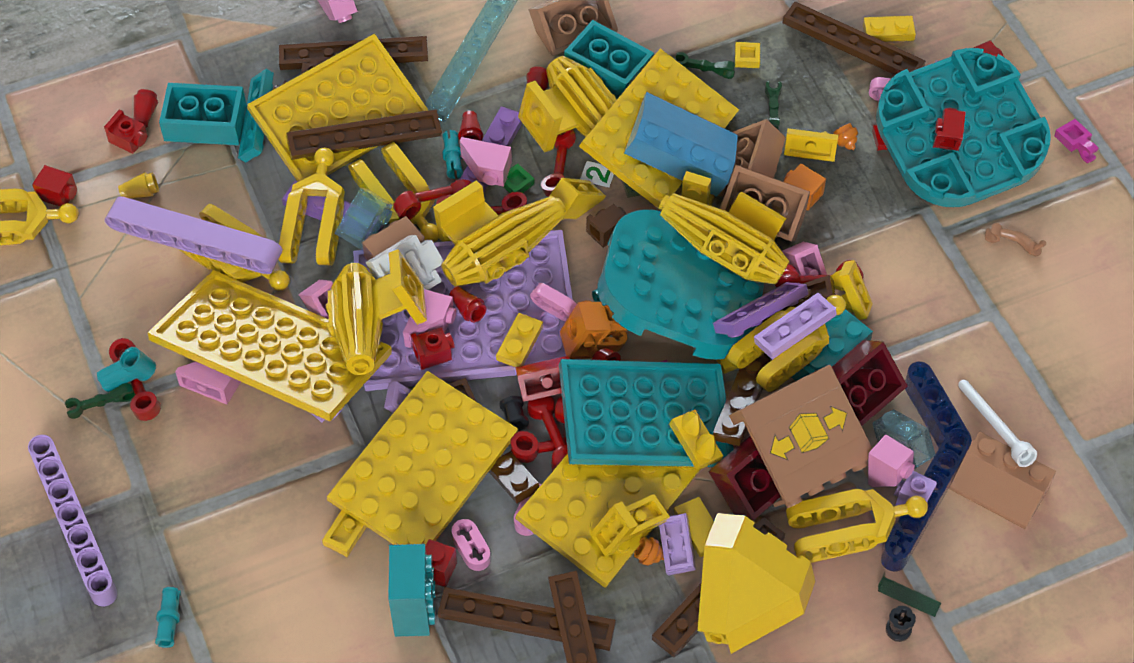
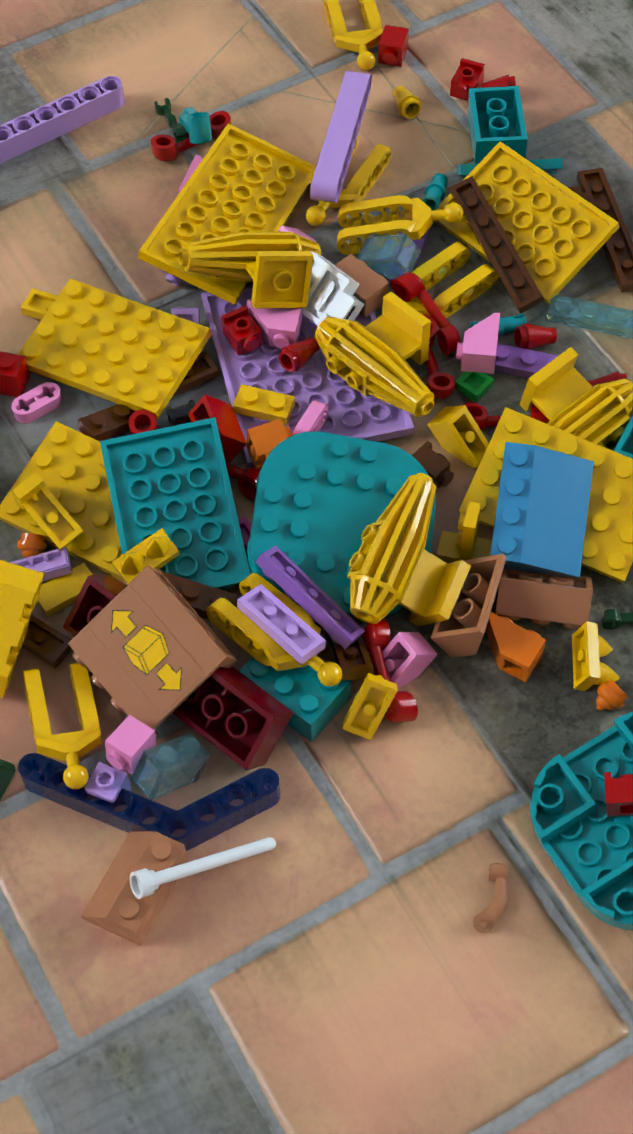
camera: 85 degrees right, 0 degrees up
(275, 176) = (435, 191): none -> teal pin

